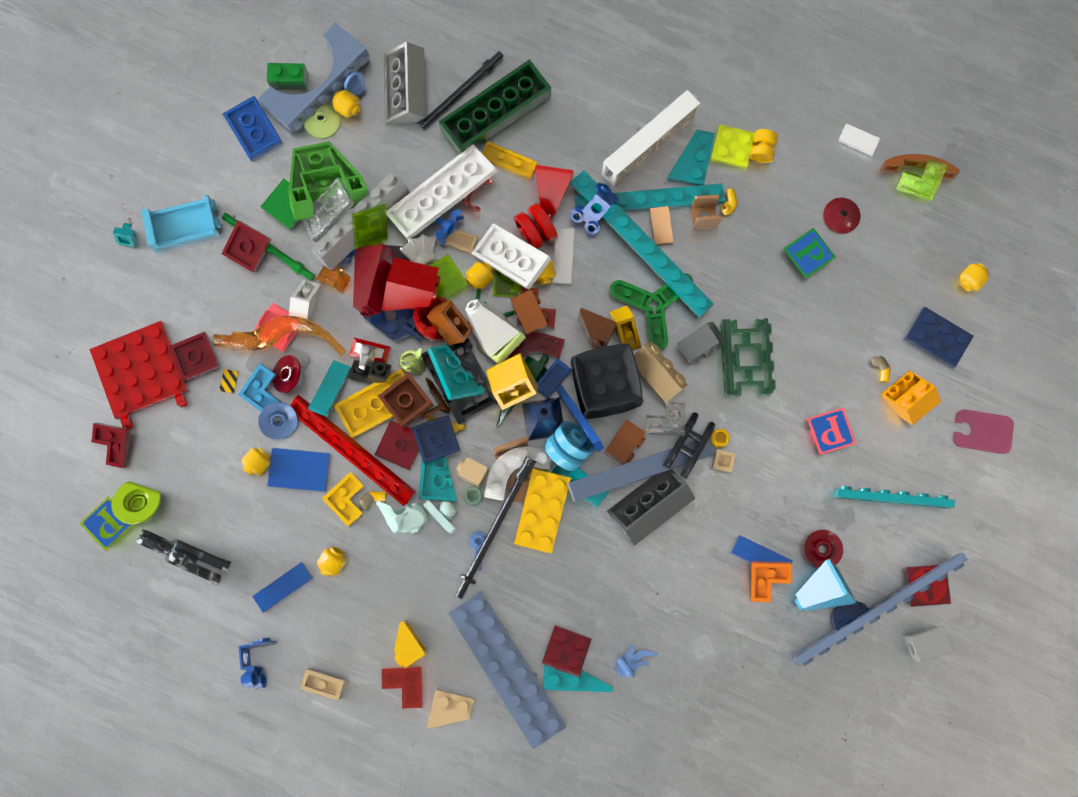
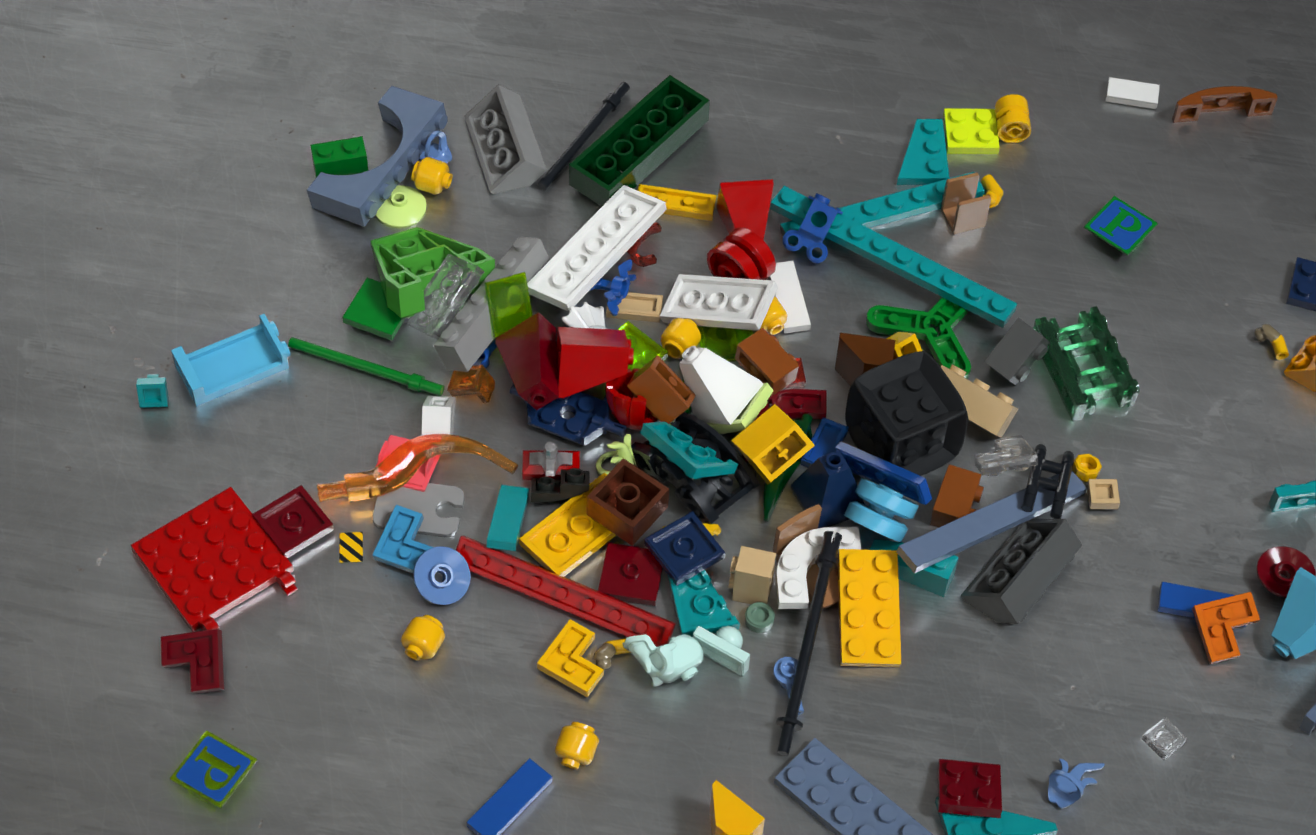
camera: 15 degrees left, 25 degrees down
(135, 503) = (252, 729): lime hat -> none
(184, 556) = (361, 768): black animal -> none
(246, 246) = (335, 367): dark red plate -> none
(252, 128) = (304, 232): blue tile -> none
(288, 373) = (440, 510): dark red dish -> none
(298, 469) = (490, 638): blue tile -> none
(438, 398) = (676, 506): reddish brown piece -> none
(650, 138) = (861, 134): white brick -> none
(661, 225) = (909, 233): light nougat tile -> none
(831, 431) = (1235, 426): piece -> none
(837, 222) = (1144, 180): dark red dish -> none
(924, 185) = (1239, 122): clear neon green plate -> none

